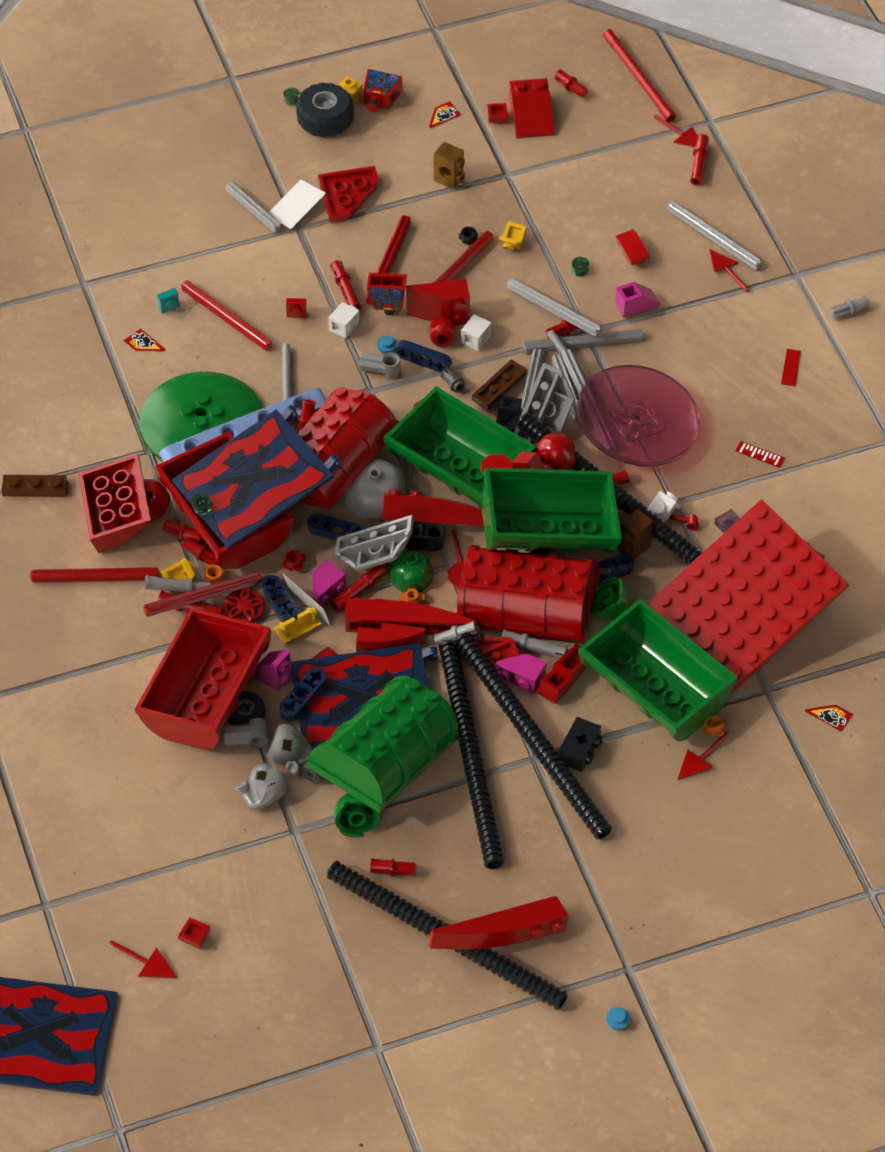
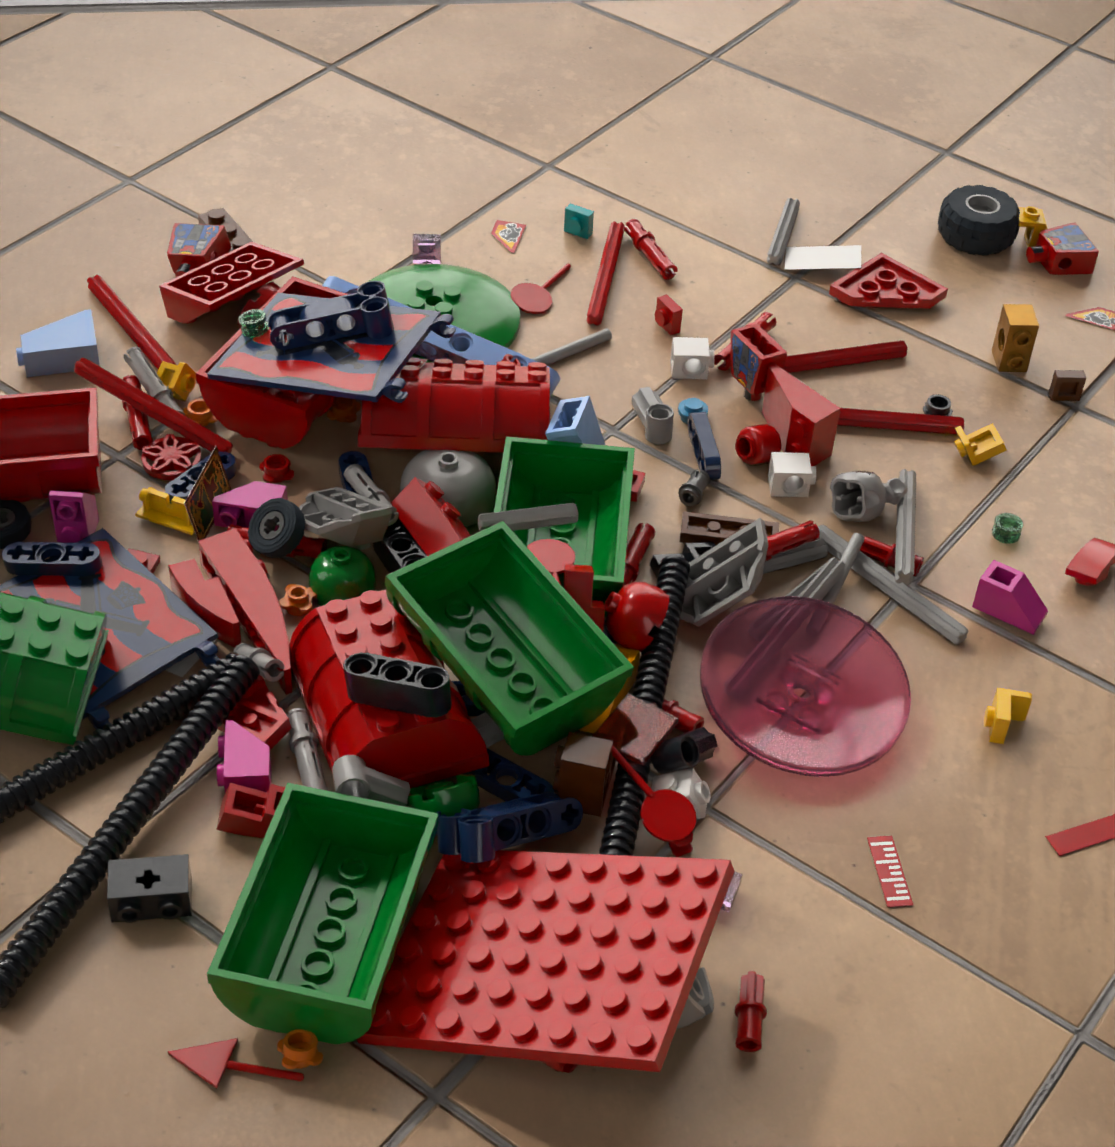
camera: 55 degrees right, 10 degrees down
(49, 508) = (196, 245): none -> torso
(98, 615) = (59, 345): none -> light blue slope
(136, 390) = (427, 248): none -> plate
(213, 279) = (645, 242): none -> red pin
(220, 362) = (535, 298): none -> piece
(244, 459) = (367, 311): none -> dark blue piece
(359, 524) = (365, 487): none -> light grey pin
(374, 585) = (265, 519): none -> black bush
(395, 401) = (575, 422): none -> light blue slope
(463, 460) = (531, 517): none -> light grey axle
(495, 168) = (1067, 385): none -> reddish brown plate
(520, 311) = (862, 495): none -> light grey piece
(530, 374) = (791, 538): none -> red pin
(553, 577) = (398, 684): none -> black beam
(595, 621) = (357, 780): none -> light grey piece
(629, 497) = (636, 728): none -> clear red piece
(645, 488) = (684, 751): none -> black piece
(648, 580) = (484, 830): none -> dark blue piece
(677, 515) = (664, 812): none -> red piece
(703, 351) = (1005, 707): none -> yellow bracket

